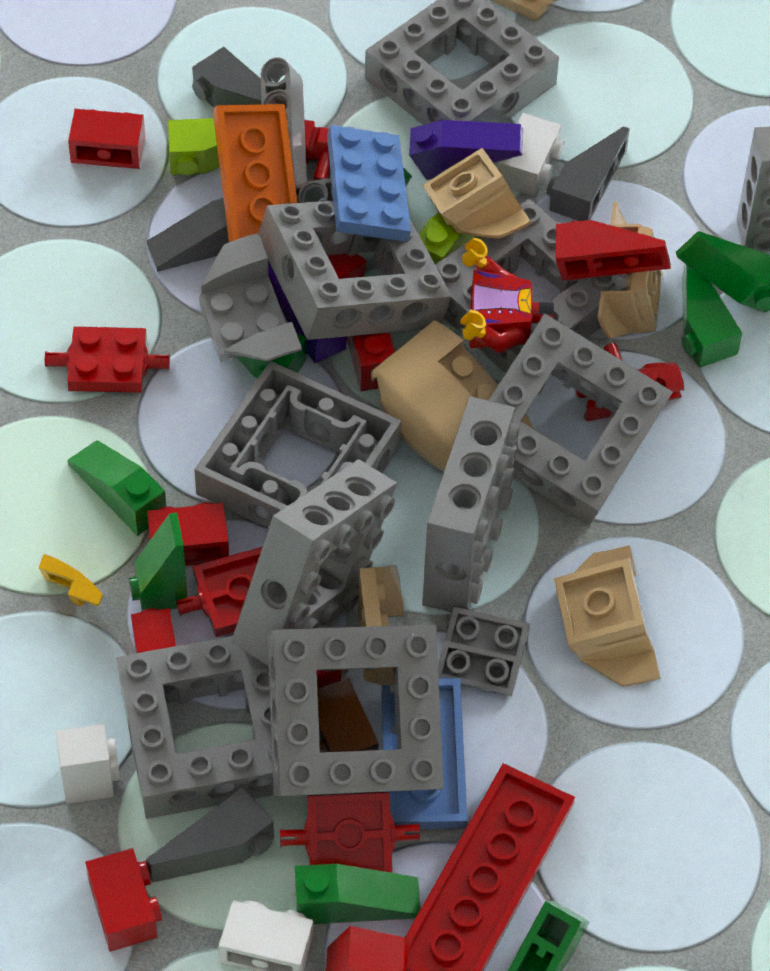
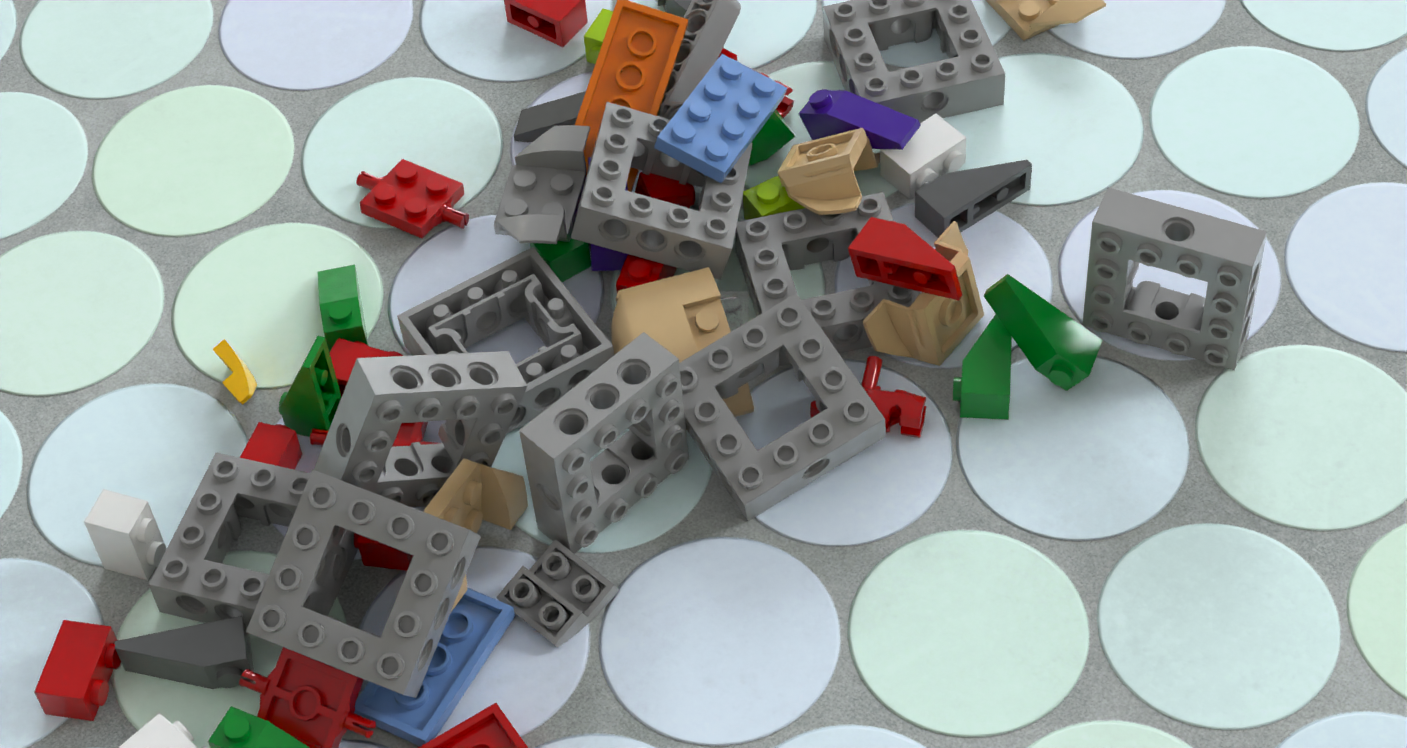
camera: 35 degrees right, 5 degrees down
(343, 720) = (371, 592): reddish brown brick -> none
(499, 304) = (765, 271): torso -> none
(606, 618) = (687, 608): tan piece -> none

